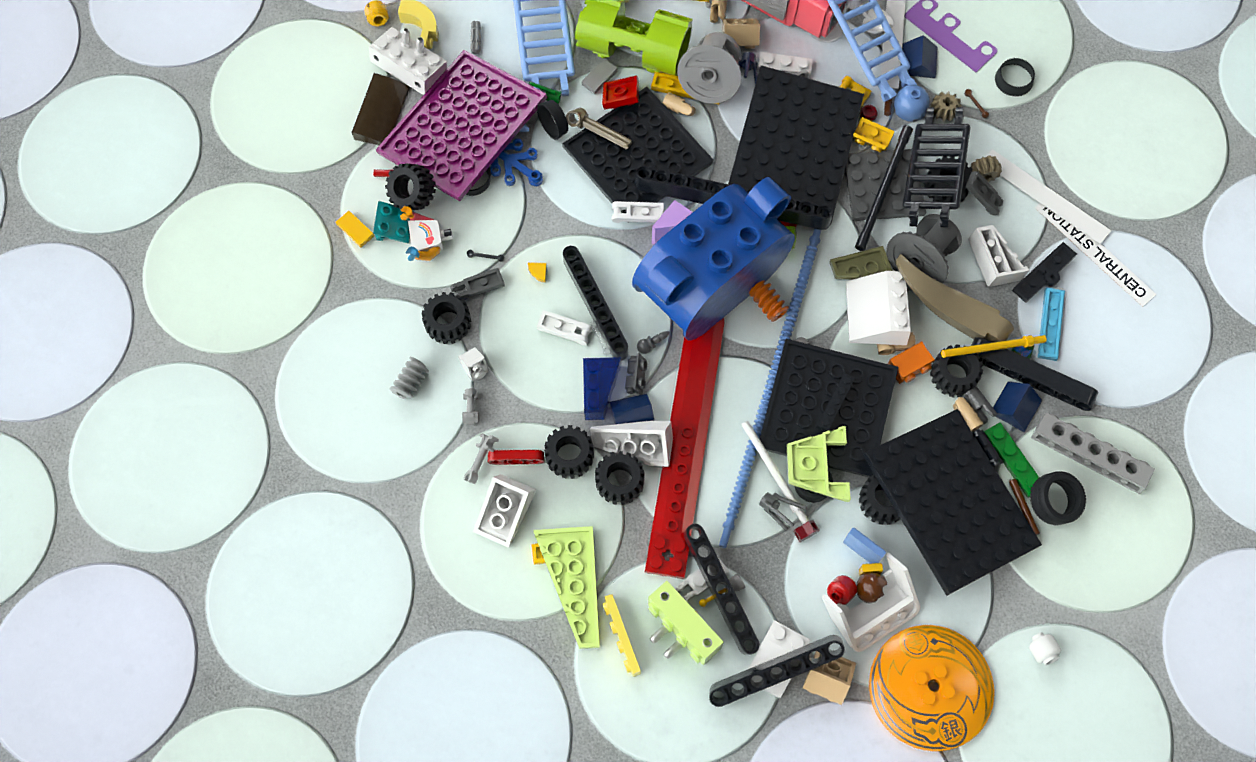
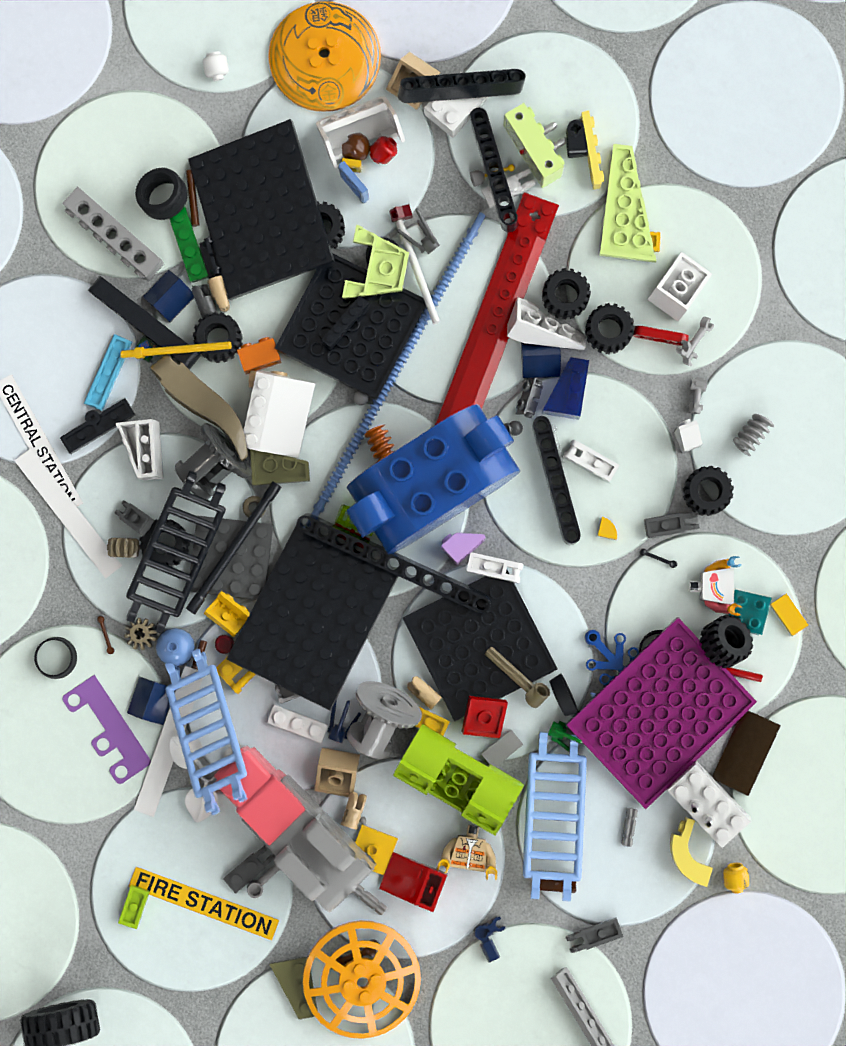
camera: 165 degrees left, 15 degrees up
(640, 640) = (576, 142): none -> black piece
(878, 236) = (247, 502): none -> dark tan piece

